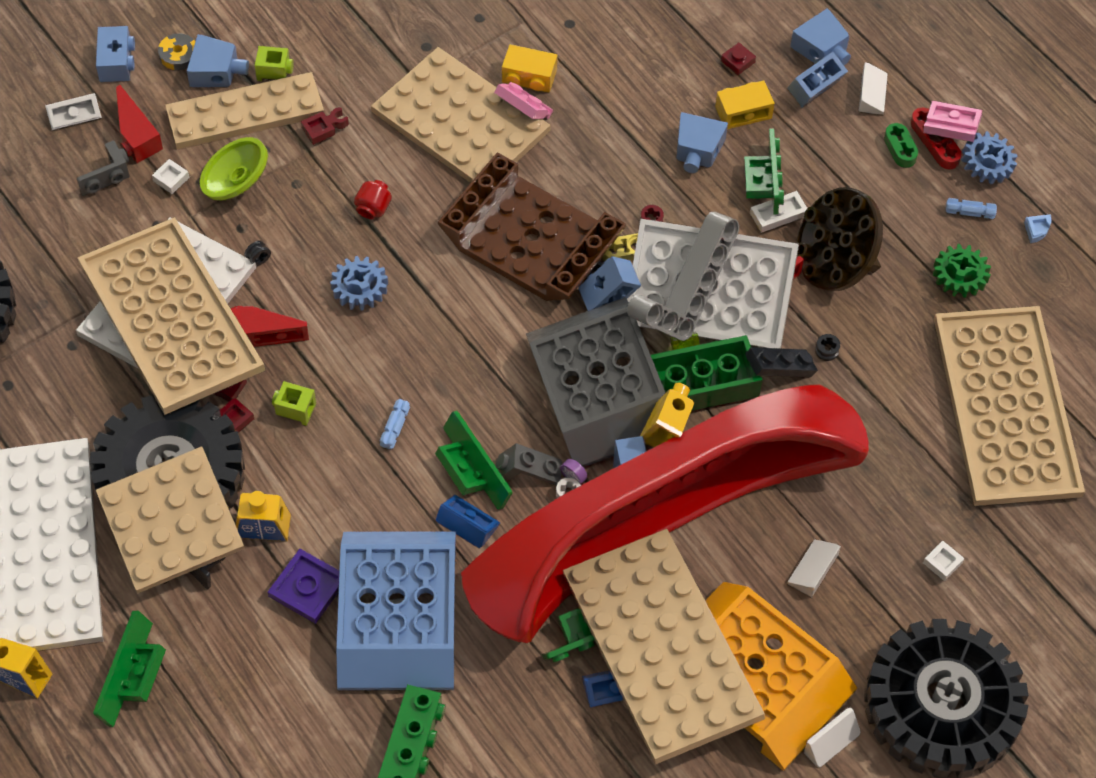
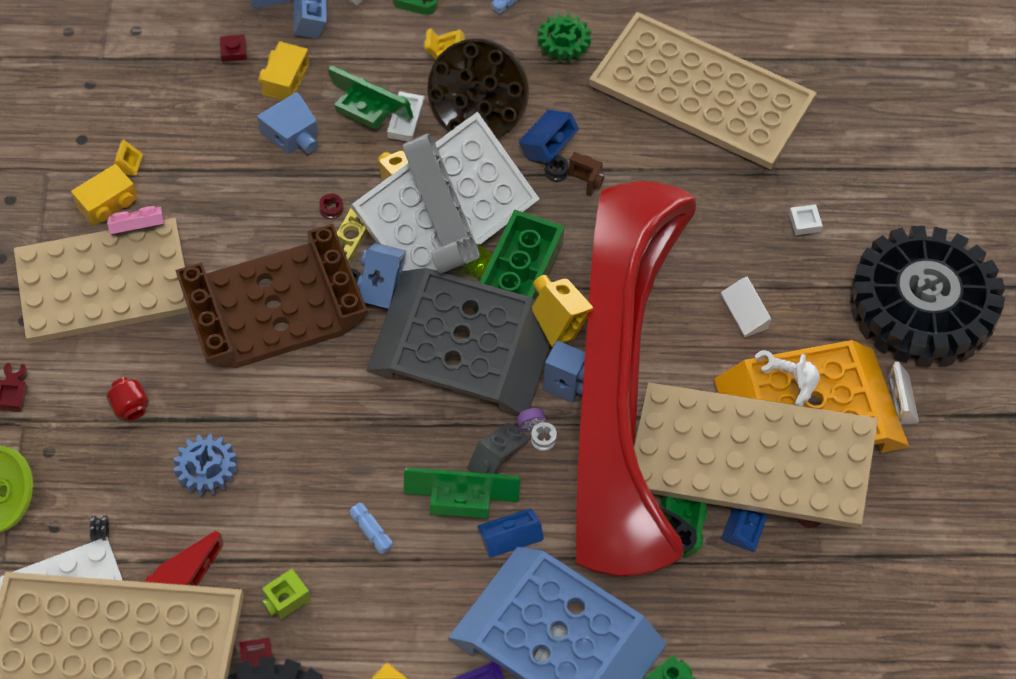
camera: 55 degrees left, 0 degrees up
(557, 628) = (686, 531): none -> black panel
(574, 61) = (128, 158): none -> yellow slope
(759, 632) = (804, 373): none -> white piece
(781, 362) = (553, 204): black plate -> none
(845, 369) = (587, 169): none -> reddish brown bracket
(850, 319) = (548, 135): none -> blue brick
(868, 184) = (437, 44): none -> yellow bracket

